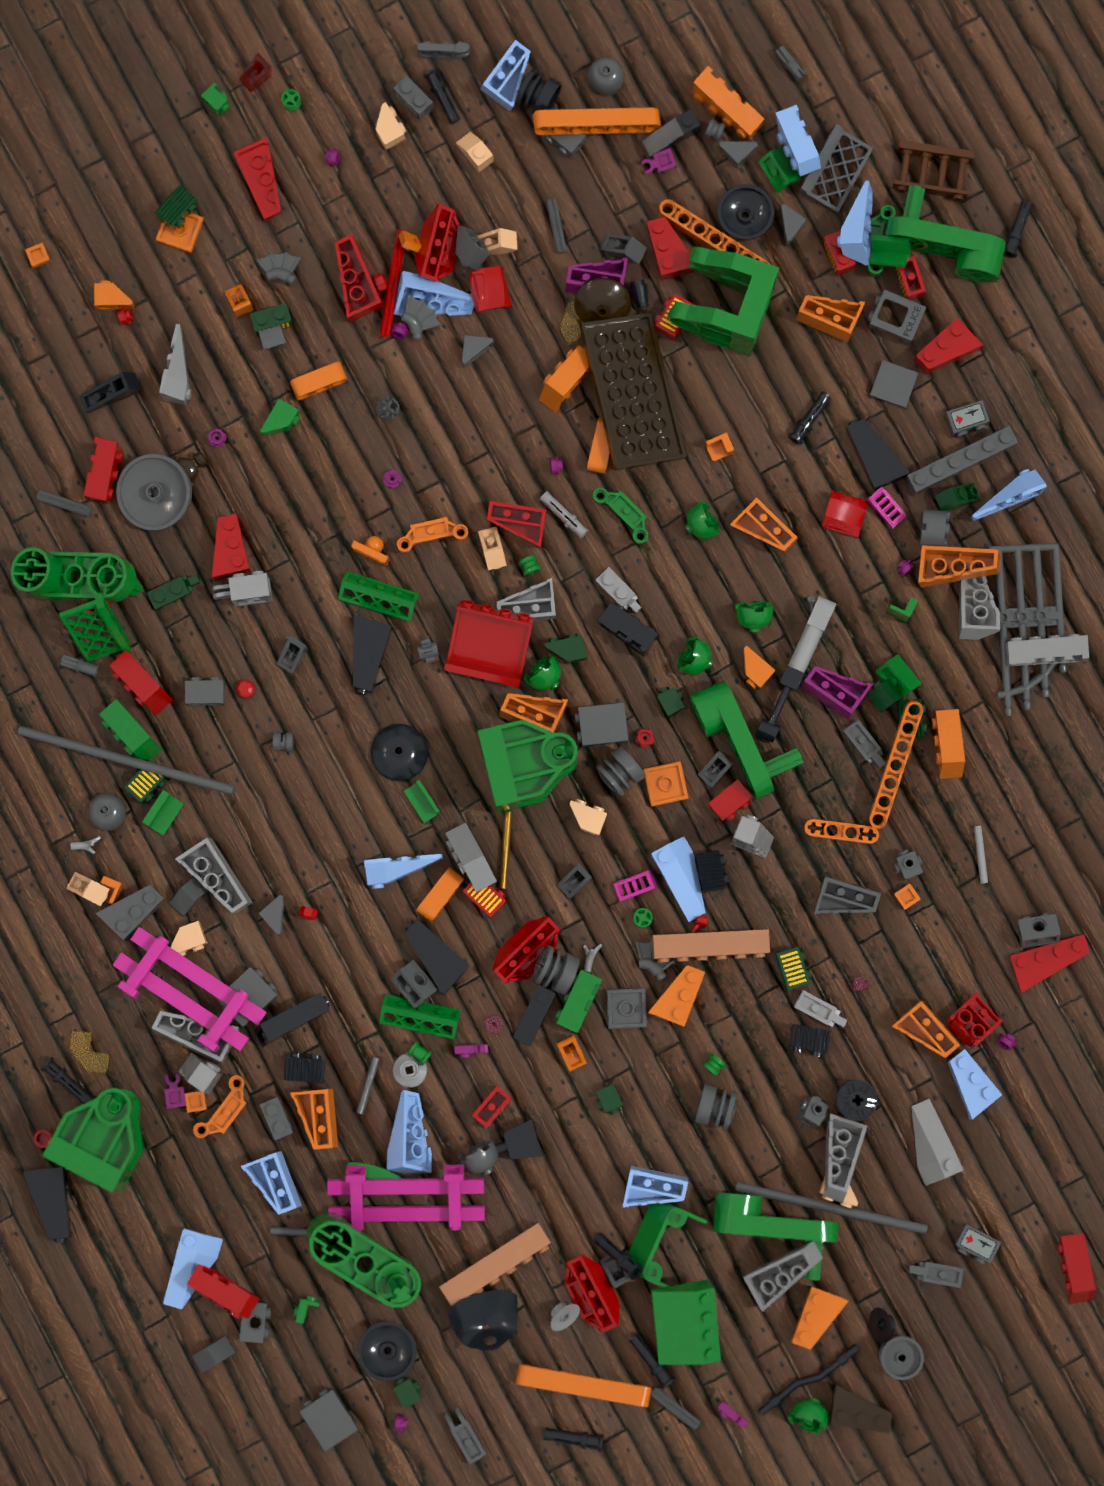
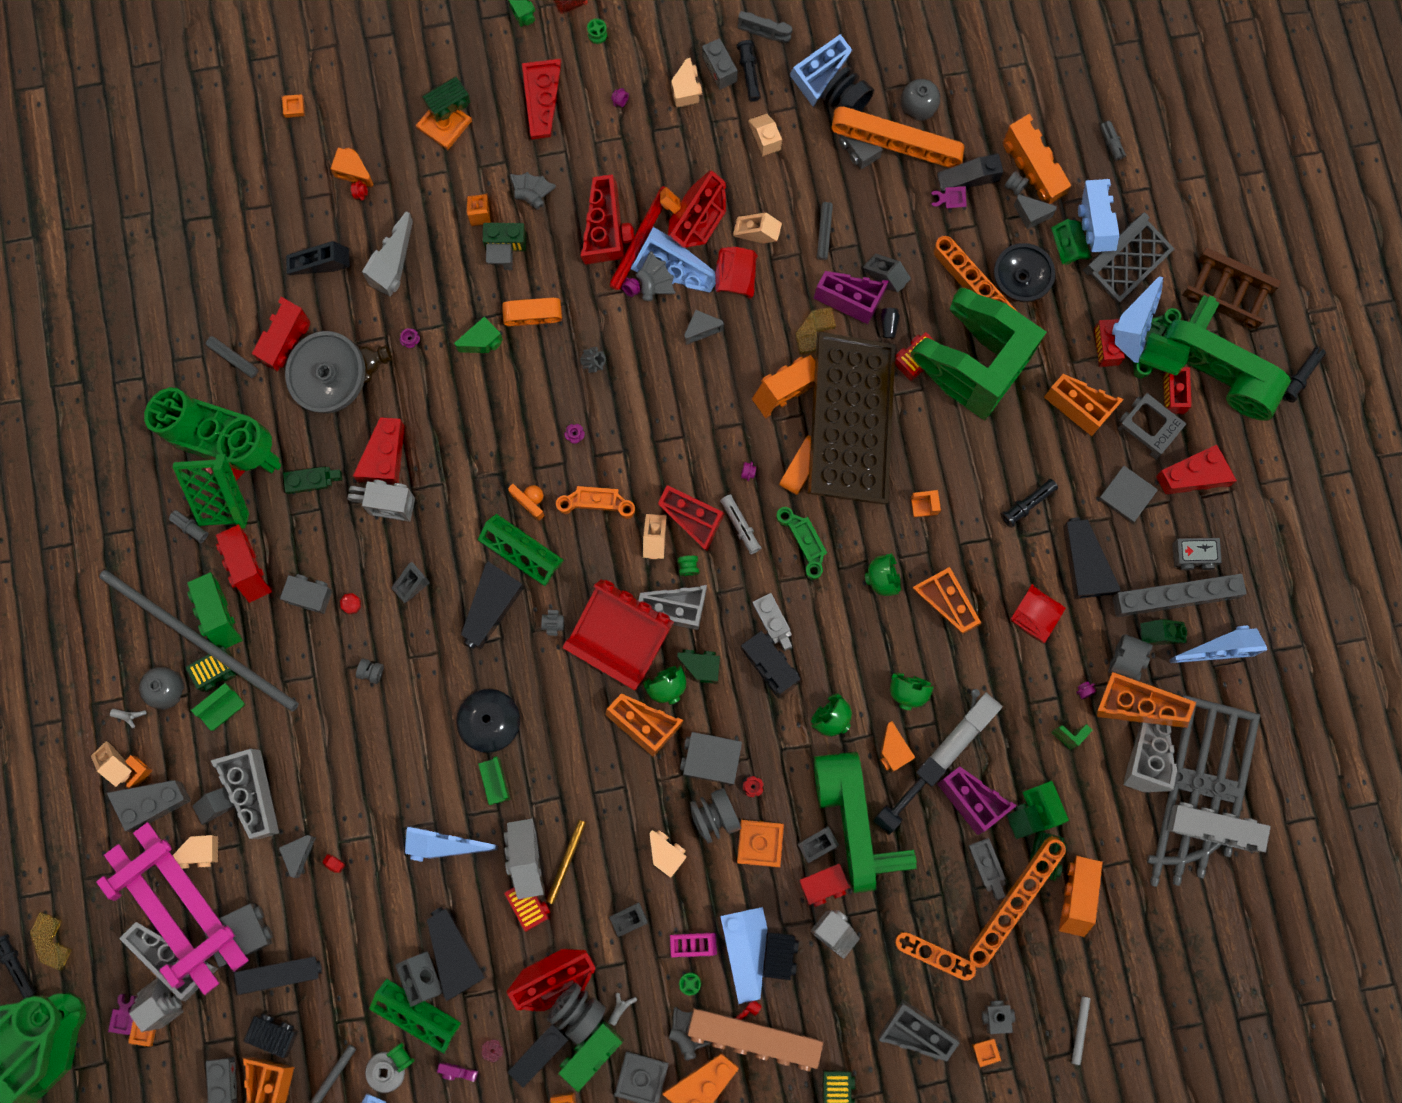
camera: 15 degrees right, 5 degrees down
(226, 1112) = (170, 1056): orange plate -> none
(440, 894) = (480, 888): orange beam -> none
(470, 248) = (729, 226): dark grey slope -> none
(525, 763) = (612, 774): green brick -> none
(602, 294) = (852, 309): dark brown dish -> none
(668, 250) = (933, 287): red wedge -> none
(671, 701) = (793, 755): dark green brick -> none
(791, 223) = (1068, 298): dark grey slope -> none
(872, 501) = (1078, 624): dark pink slope -> none

